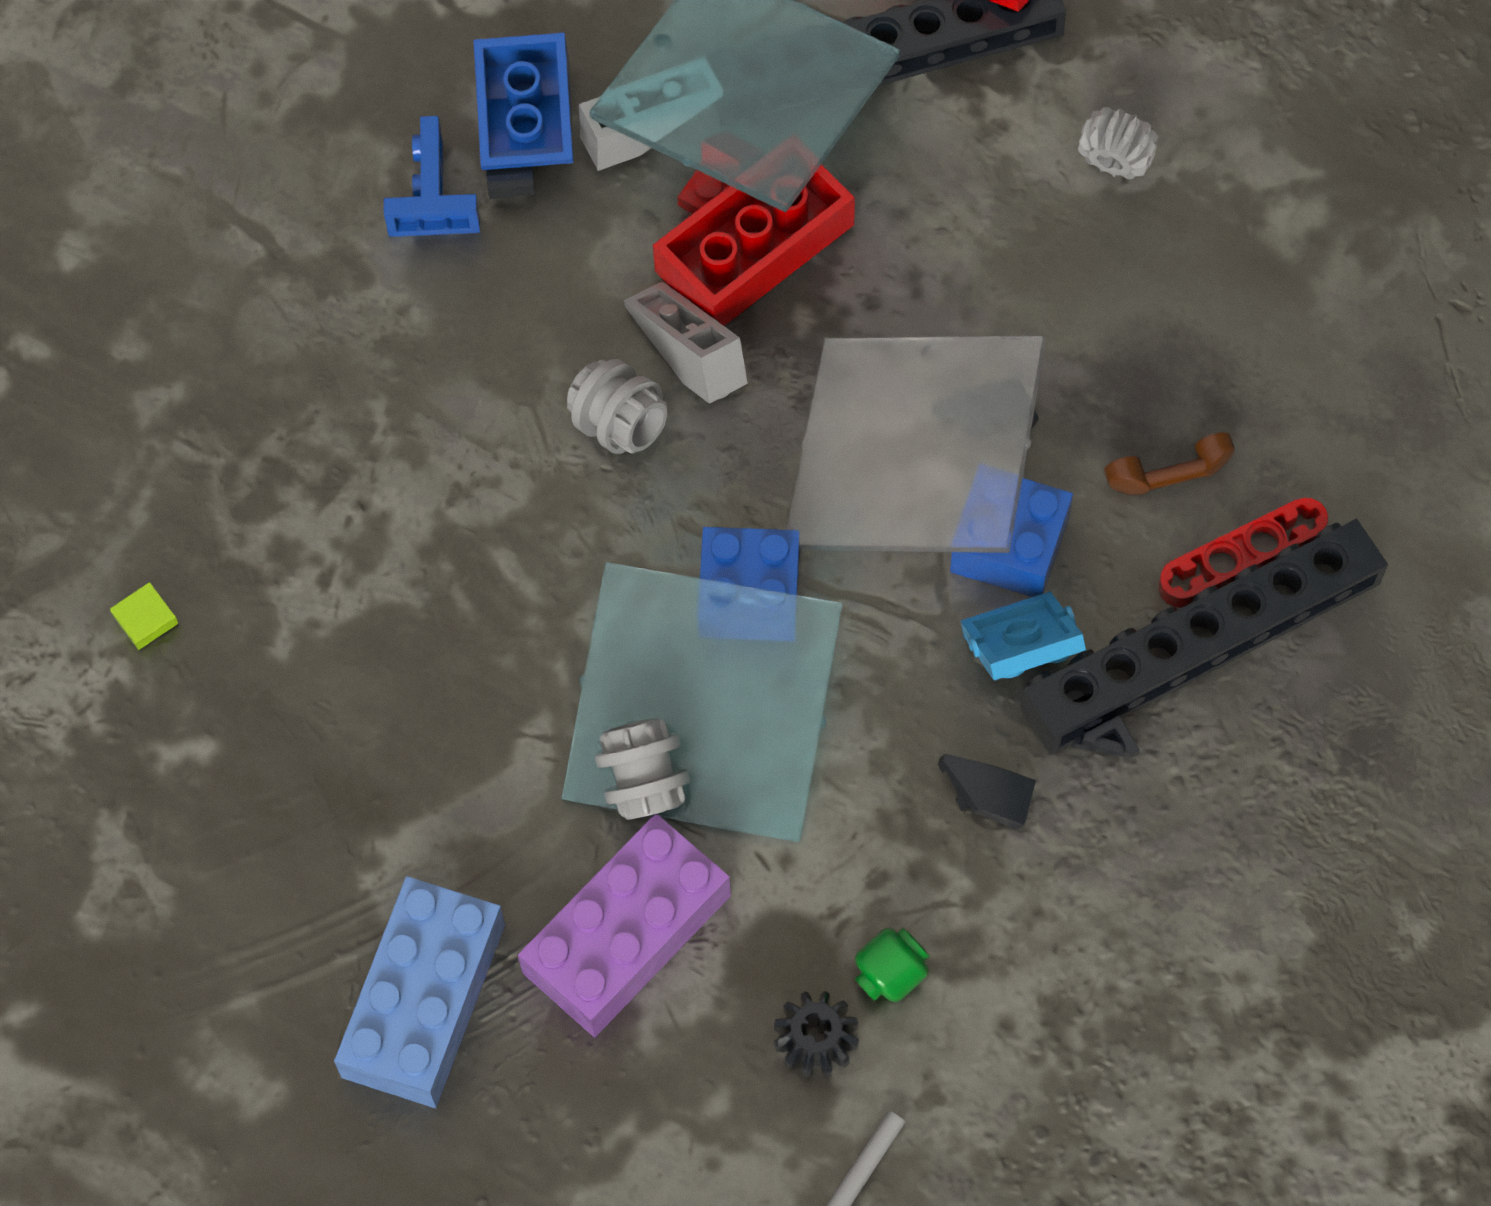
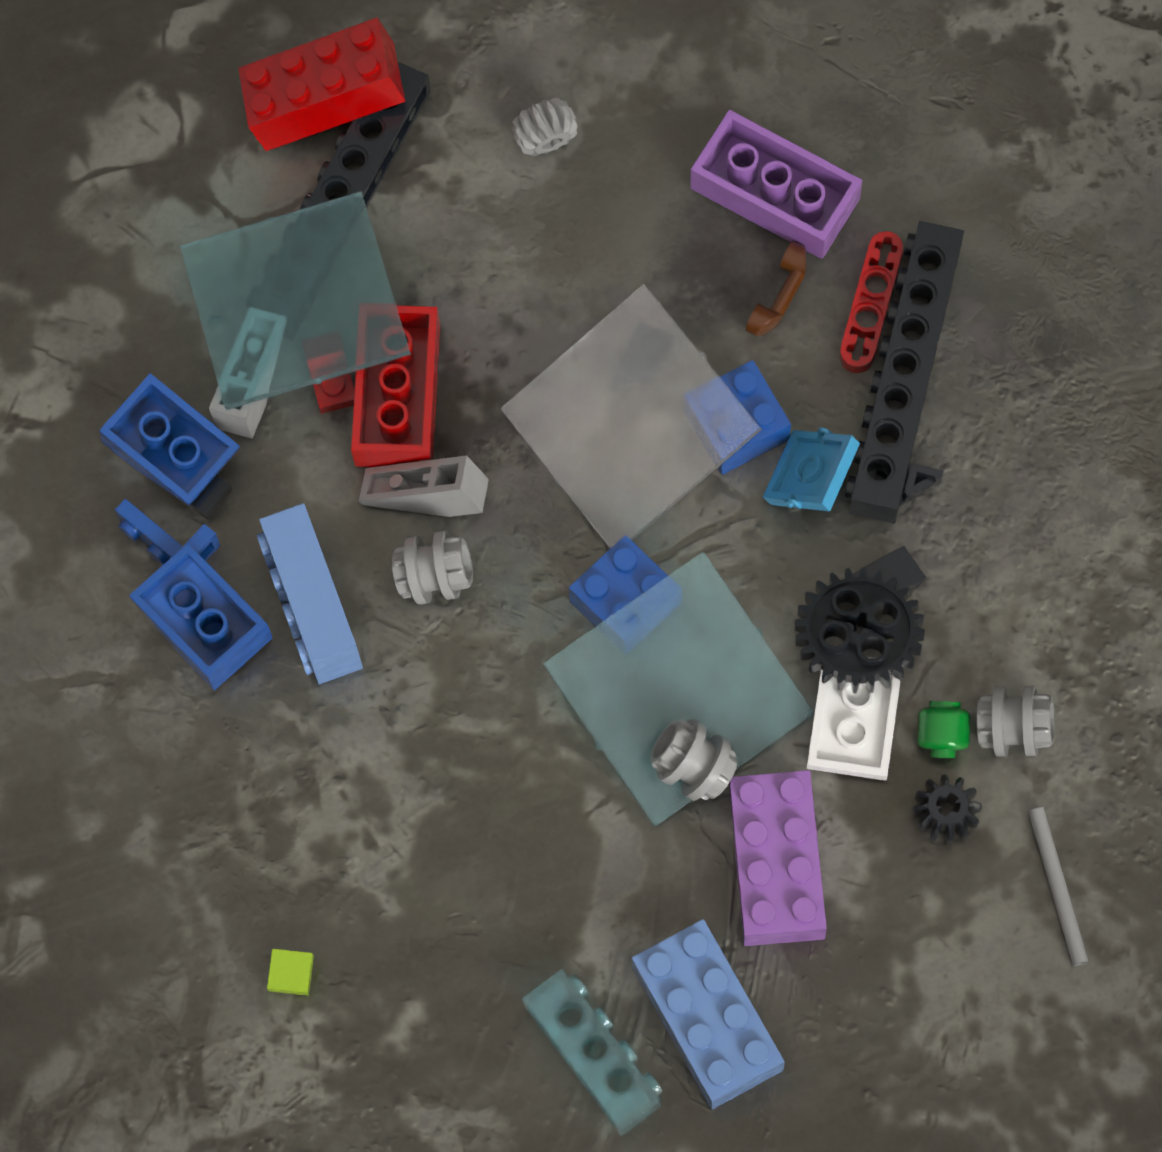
camera: 45 degrees left, 5 degrees up
(301, 850) = (622, 1108): none -> clear light blue brick
(390, 266) = (201, 616): none -> blue slope
(492, 329) = (313, 603): none -> medium blue brick
(829, 877) = (853, 730): none -> white plate
(867, 818) = (846, 660): none -> black gear
(966, 1027) = (1015, 721): none -> light grey piece
(1265, 372) = (775, 184): none -> medium lavender brick

